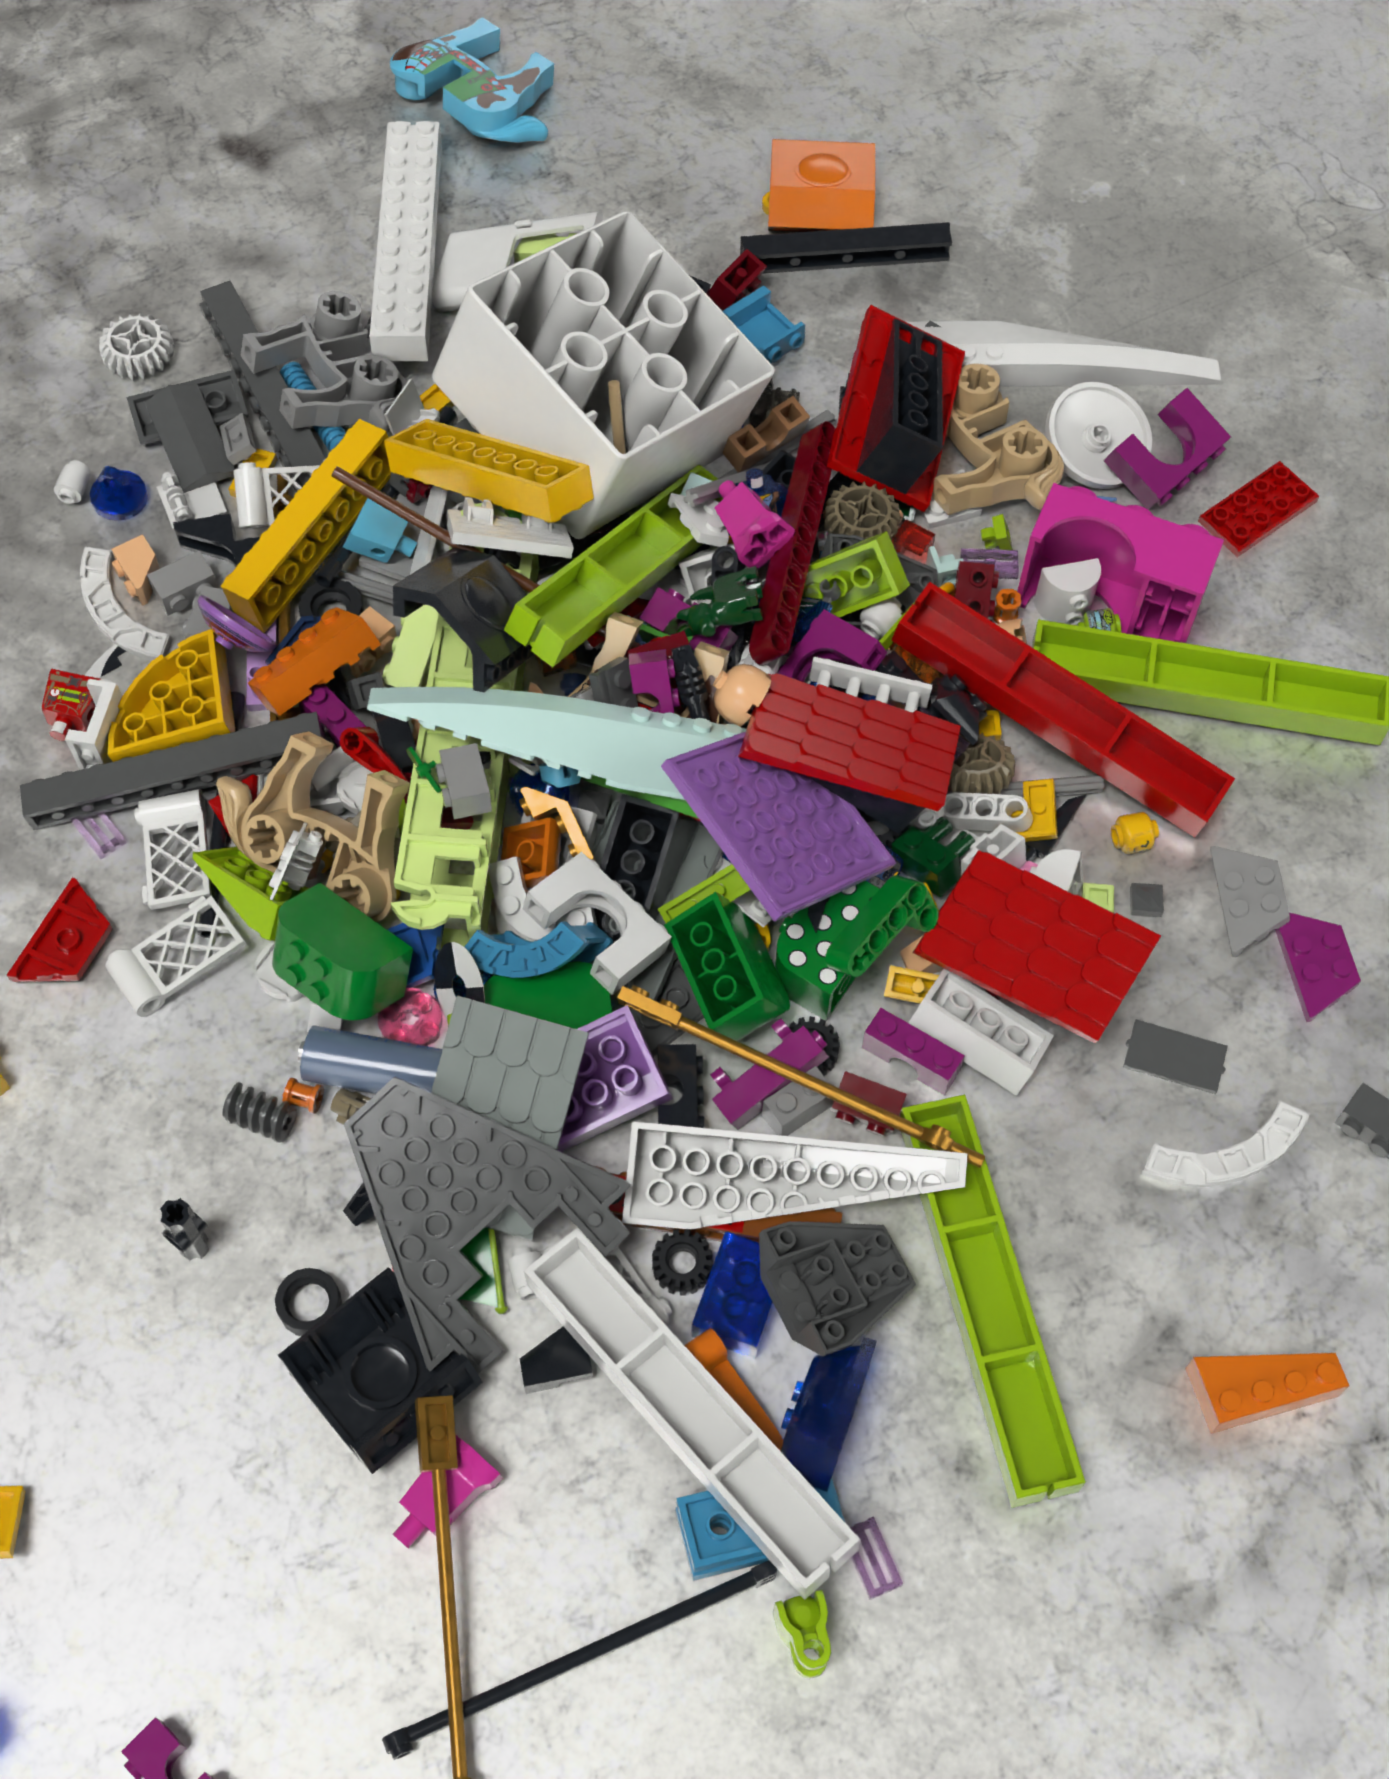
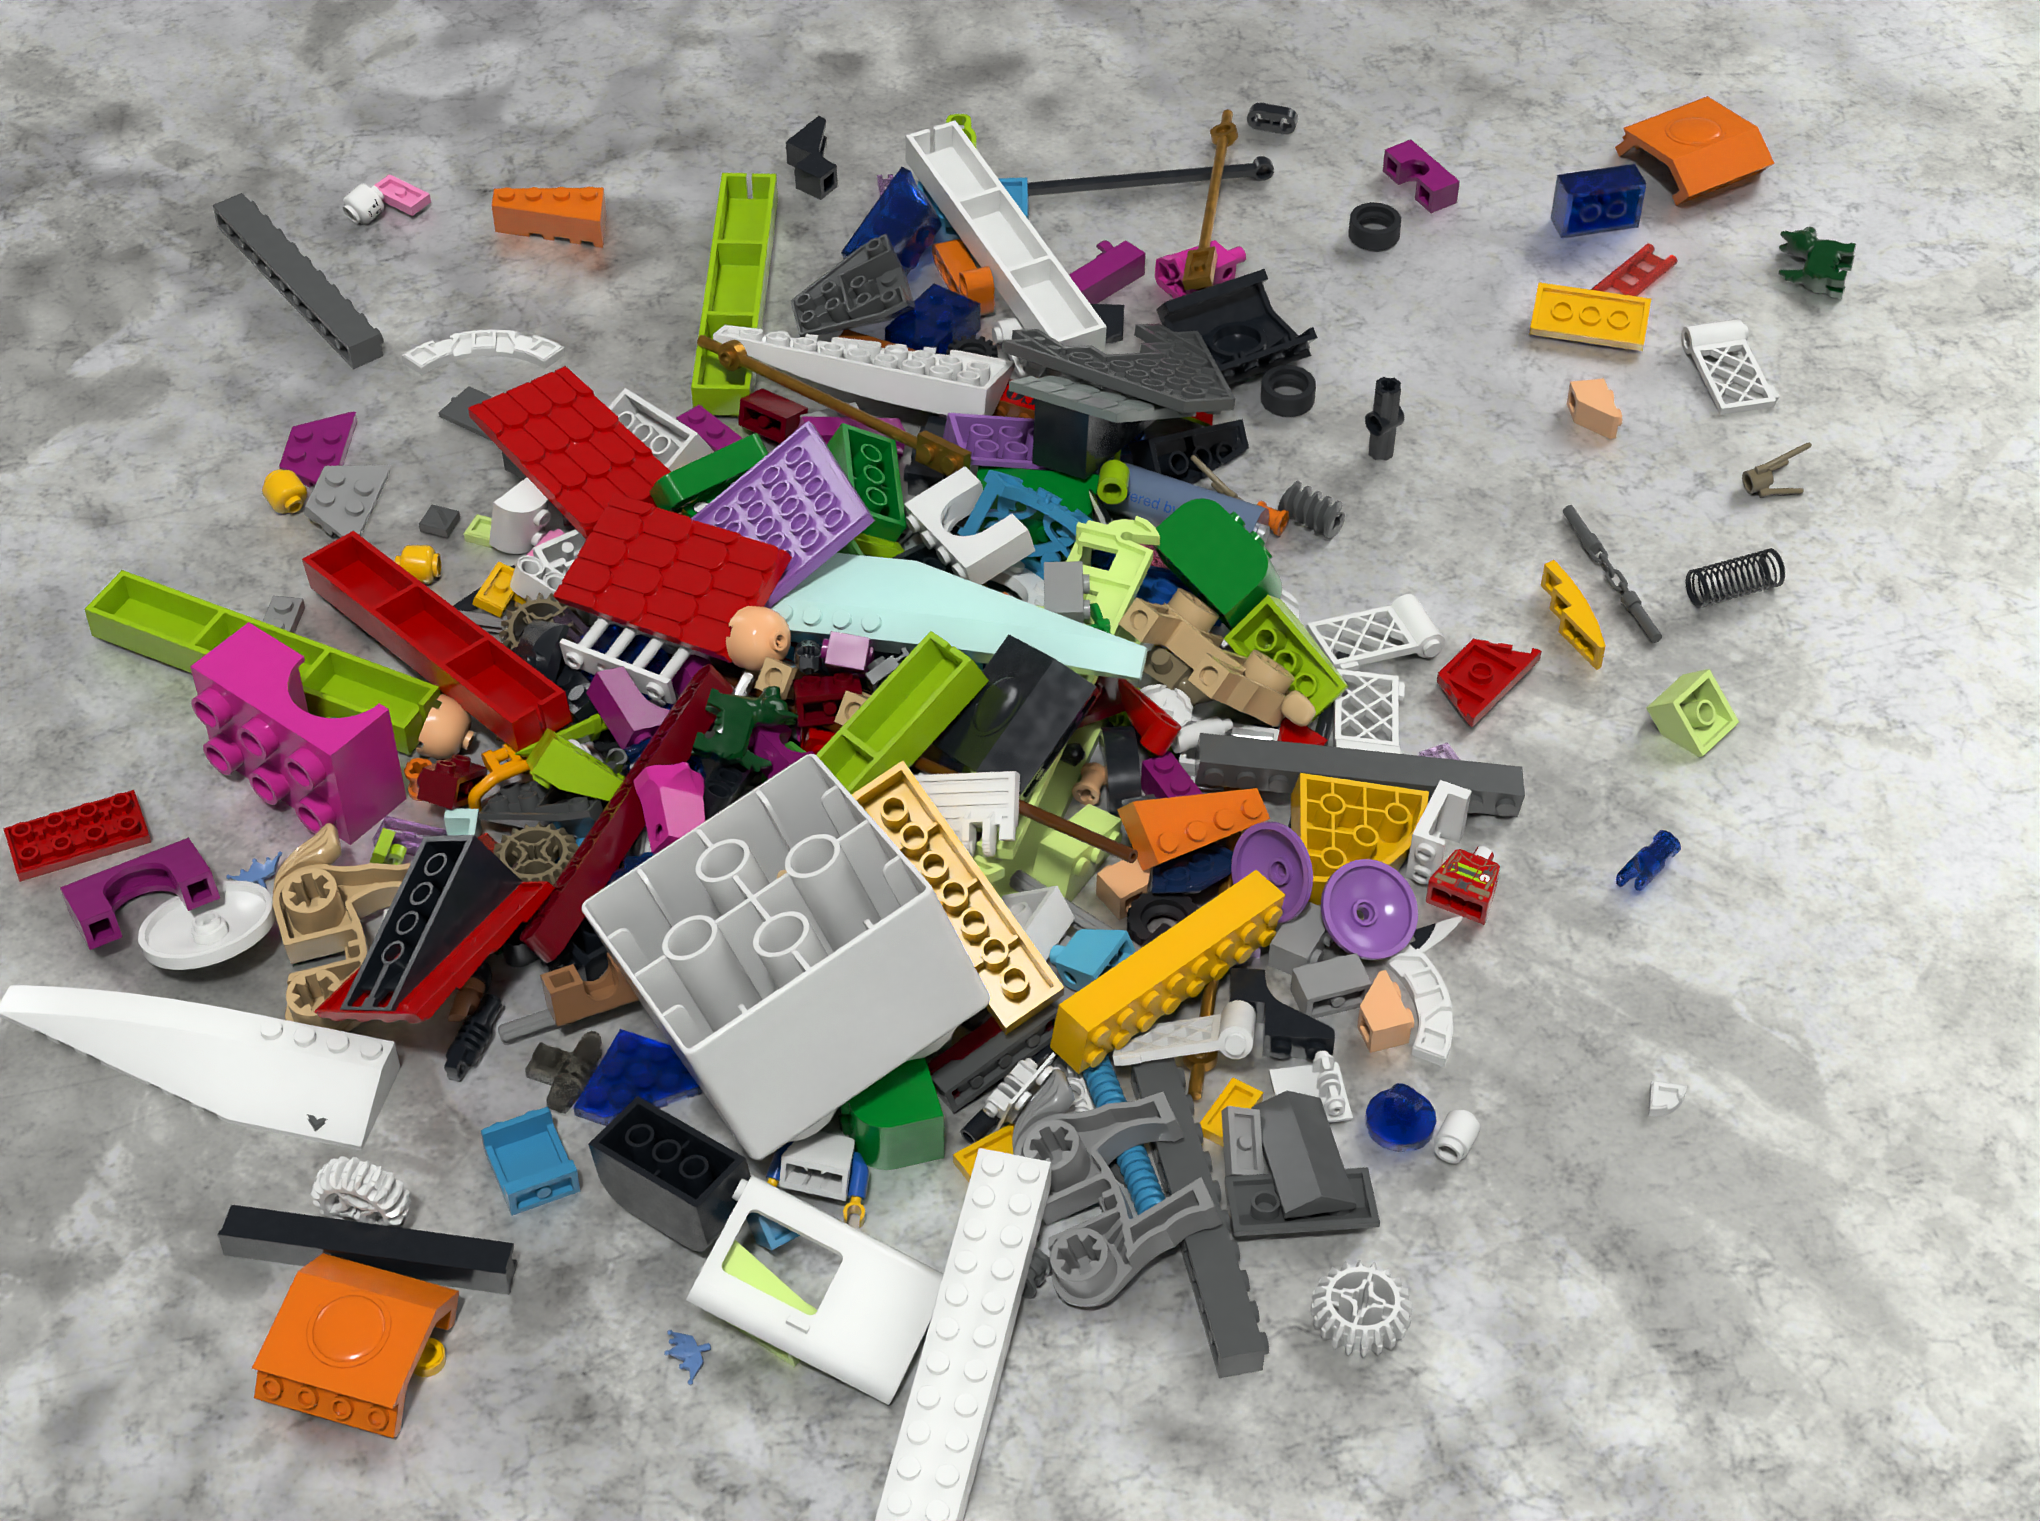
camera: 165 degrees left, 15 degrees down
(153, 630) = (1383, 899): none -> medium lavender dish
(206, 1640) = (1372, 238): none -> black tyre
(296, 860) = (1250, 626): white hinge -> none
(568, 1441) = (1109, 271): none -> magenta brick
(737, 280) = (539, 1217): dark red brick -> none
(865, 262) = (360, 1193): none -> white gear
(1007, 1604) = (806, 154): none -> black arch
(1226, 746) = (284, 612): none -> light grey plate
(1312, 886) = (284, 491): none -> yellow head

